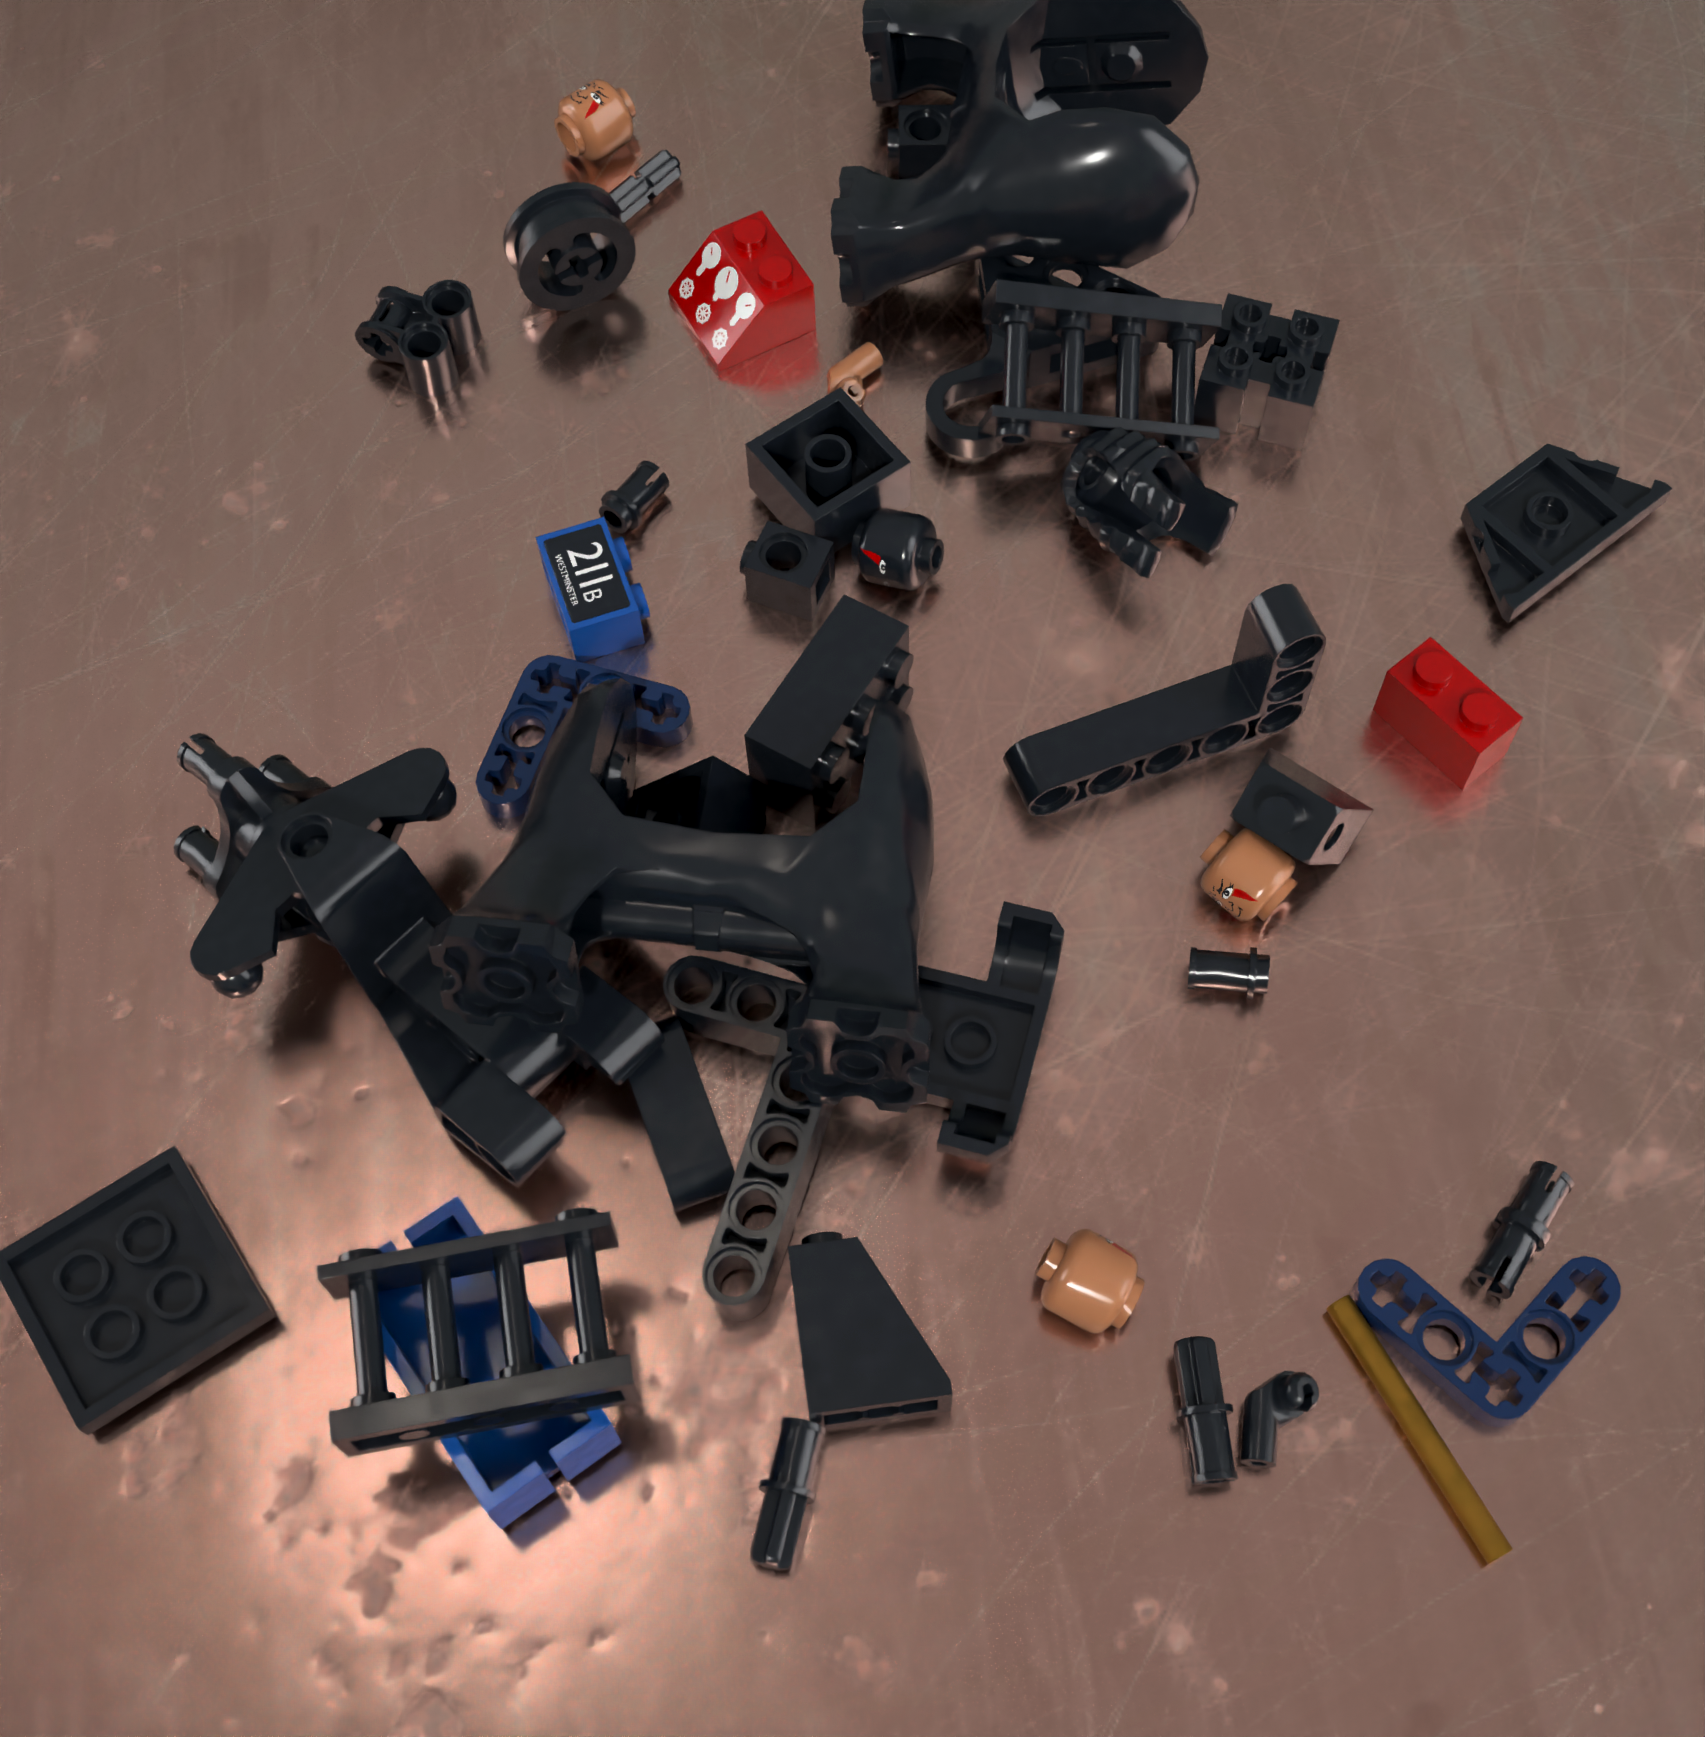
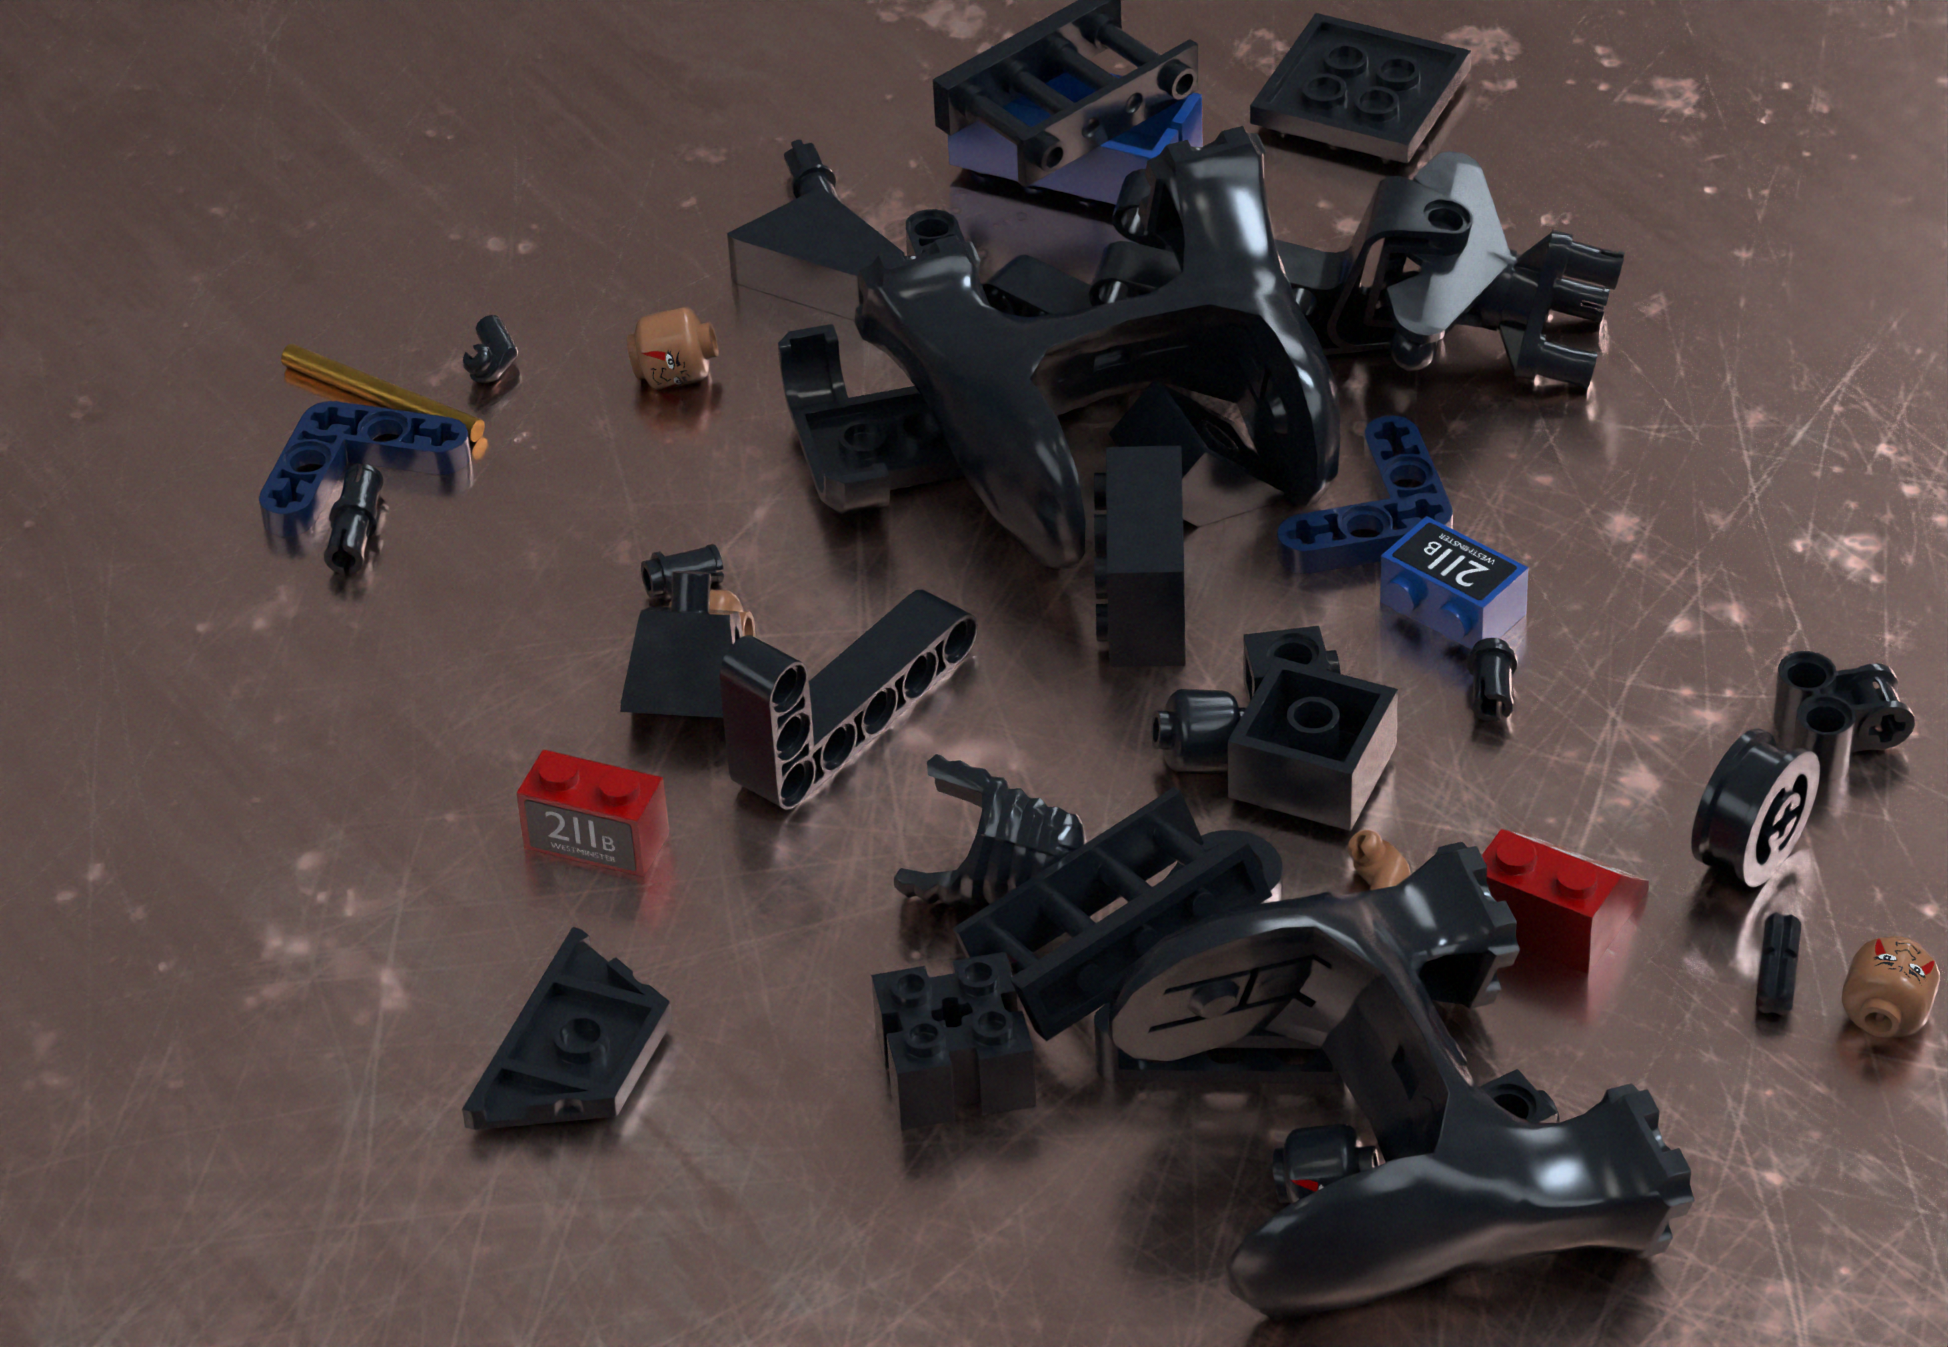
camera: 150 degrees right, 20 degrees down
(1204, 1411) = (542, 326): black axle -> none

